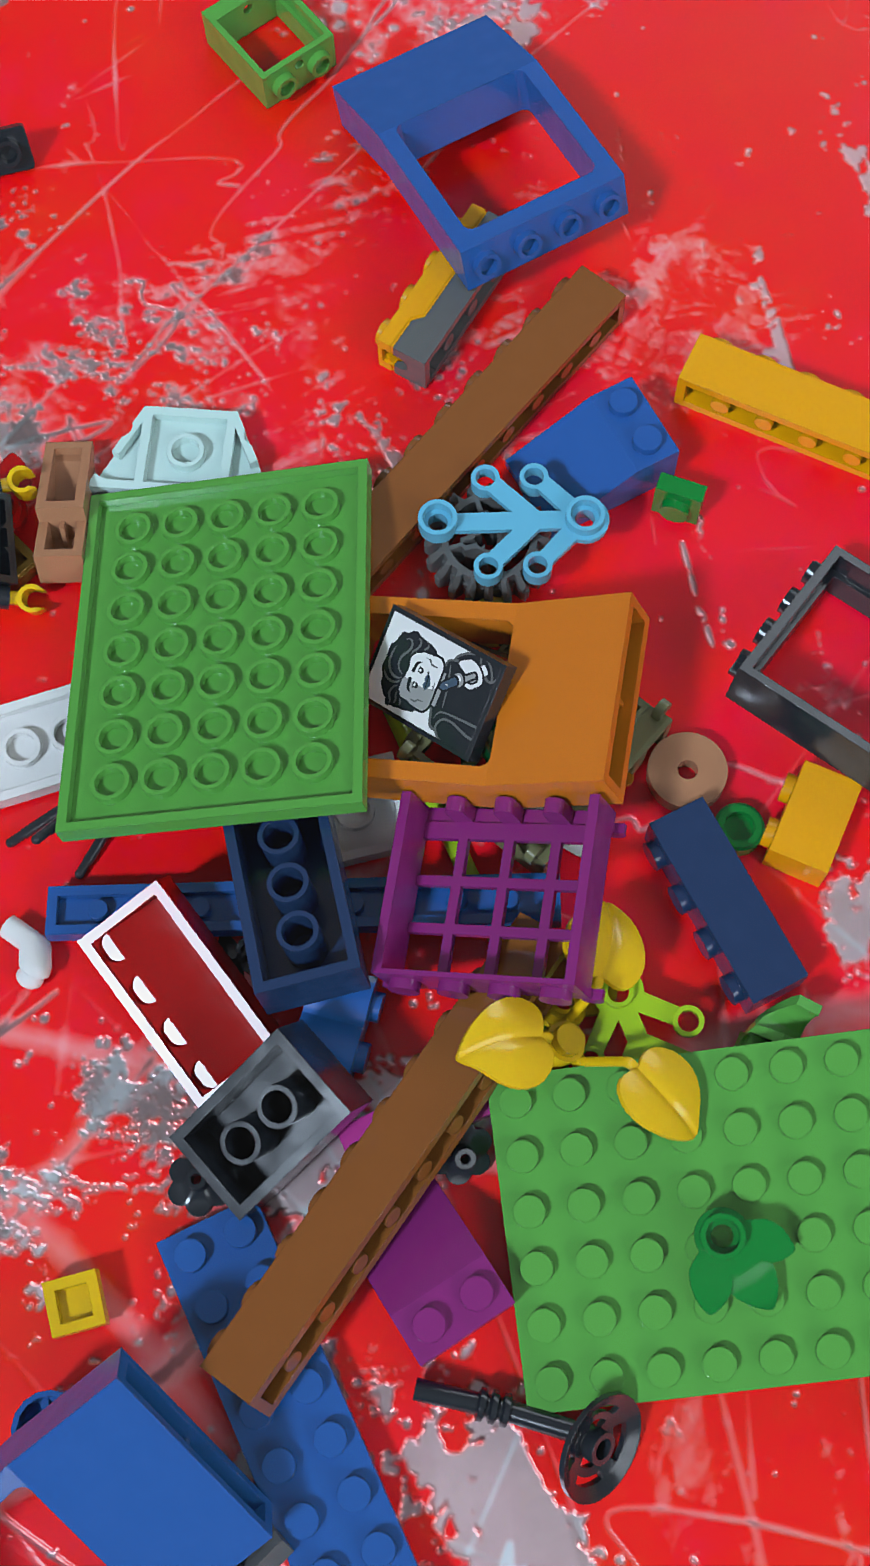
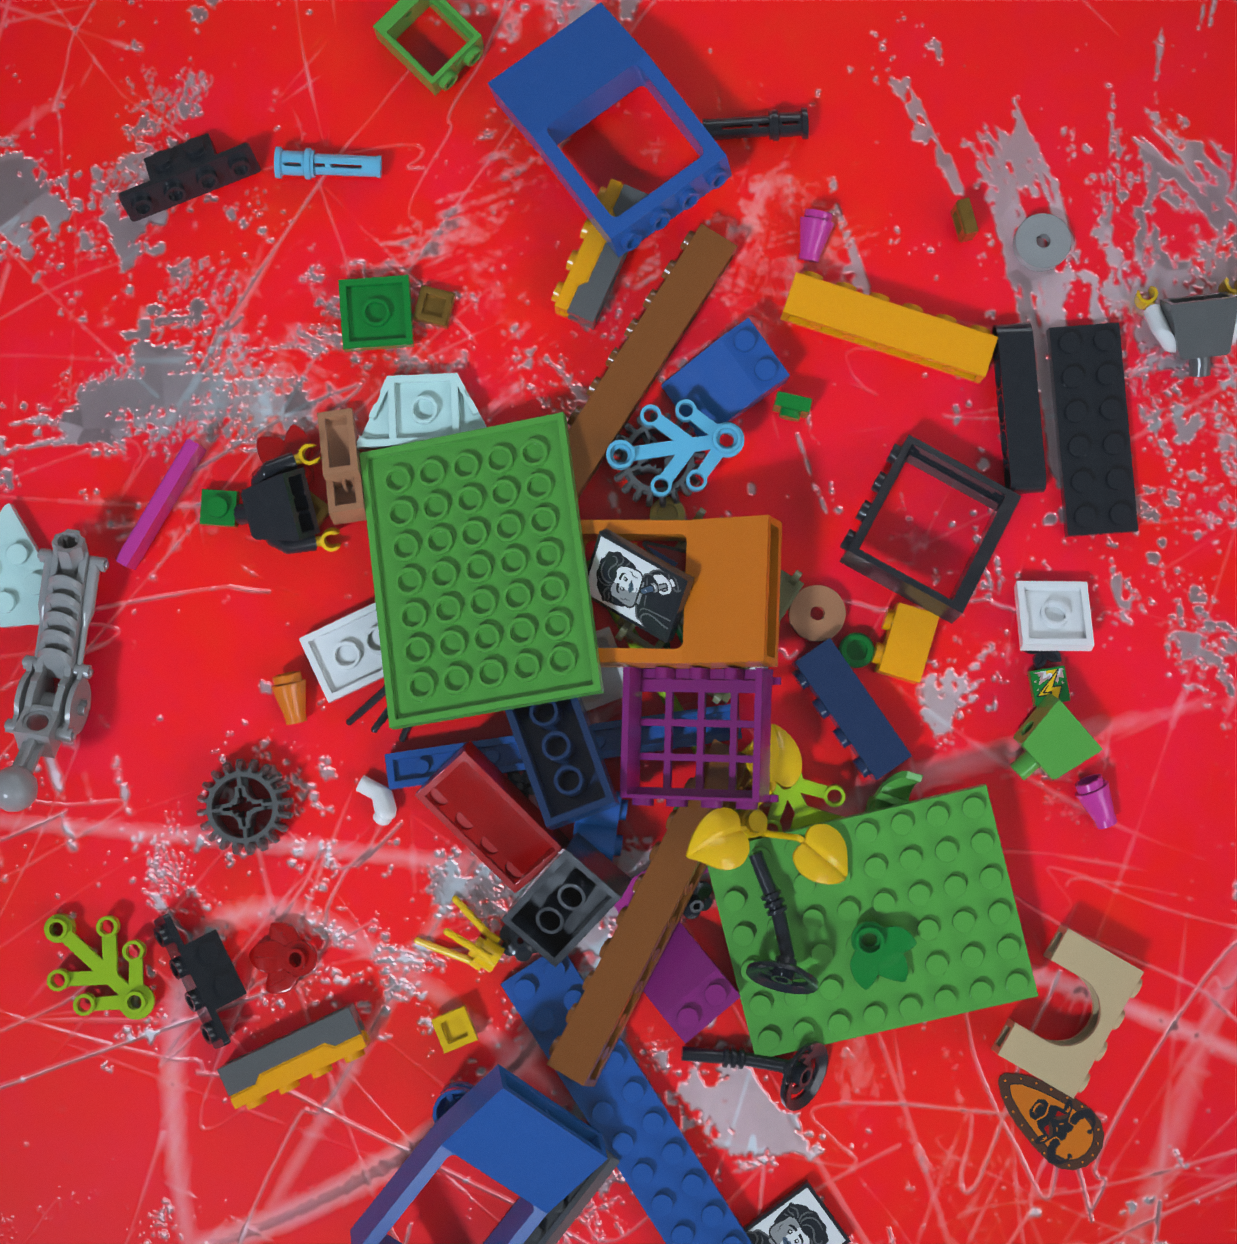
camera: 10 degrees left, 15 degrees up
(97, 160) = (308, 158): none -> medium azure pin
(139, 1191) = (483, 952): none -> yellow plant
(146, 335) = (376, 313): none -> green plate
(223, 338) = (434, 307): none -> pearl gold tile
(586, 1260) = (783, 970): none -> black dish
(688, 175) = (773, 130): none -> black pin
(729, 298) = (814, 233): none -> dark pink cone

